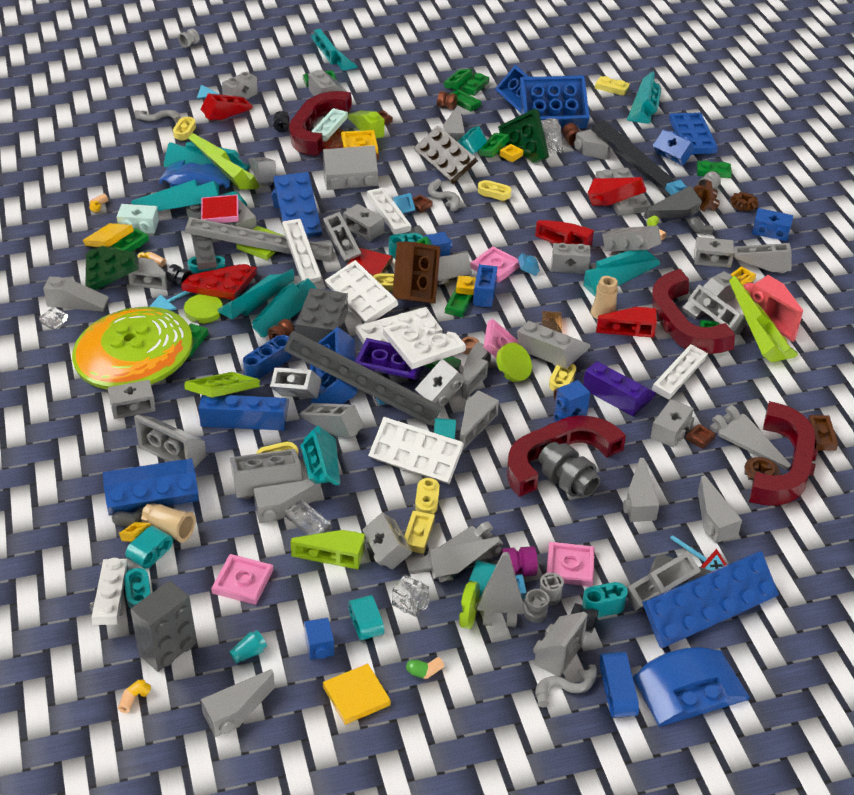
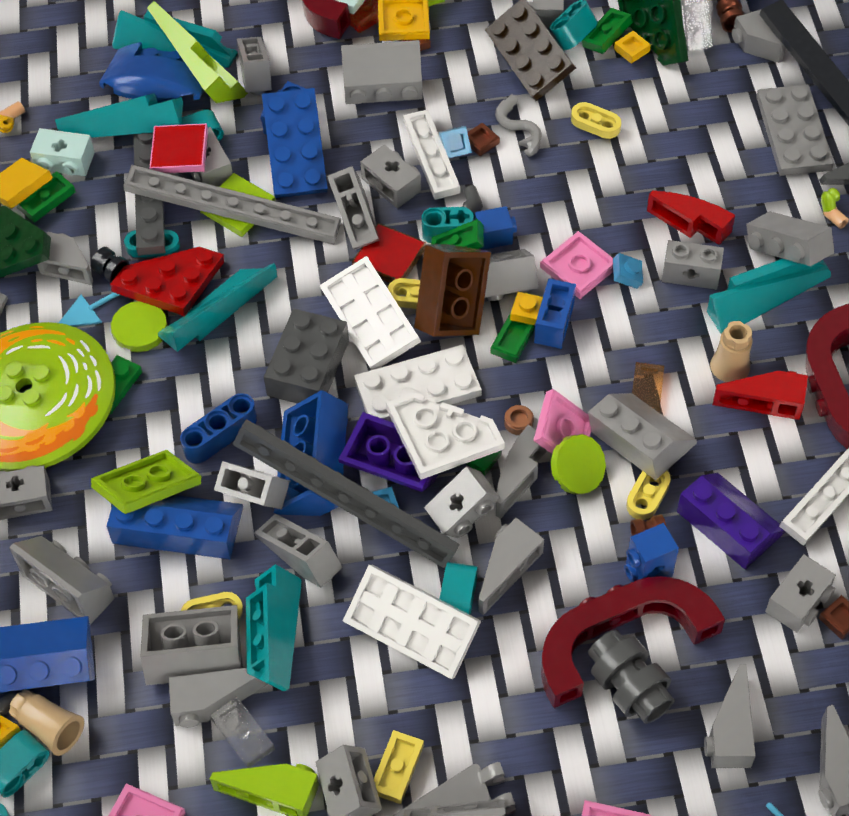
camera: 10 degrees right, 15 degrees up
(150, 255) = (74, 226): light nougat arm -> none
(283, 306) = (253, 333): teal wedge -> none
(283, 327) = (245, 380): copper wheel -> none
(301, 250) = (290, 232): white plate -> none
(427, 496) = (419, 698): light yellow plate -> none
(613, 190) = (775, 137): red slope -> none

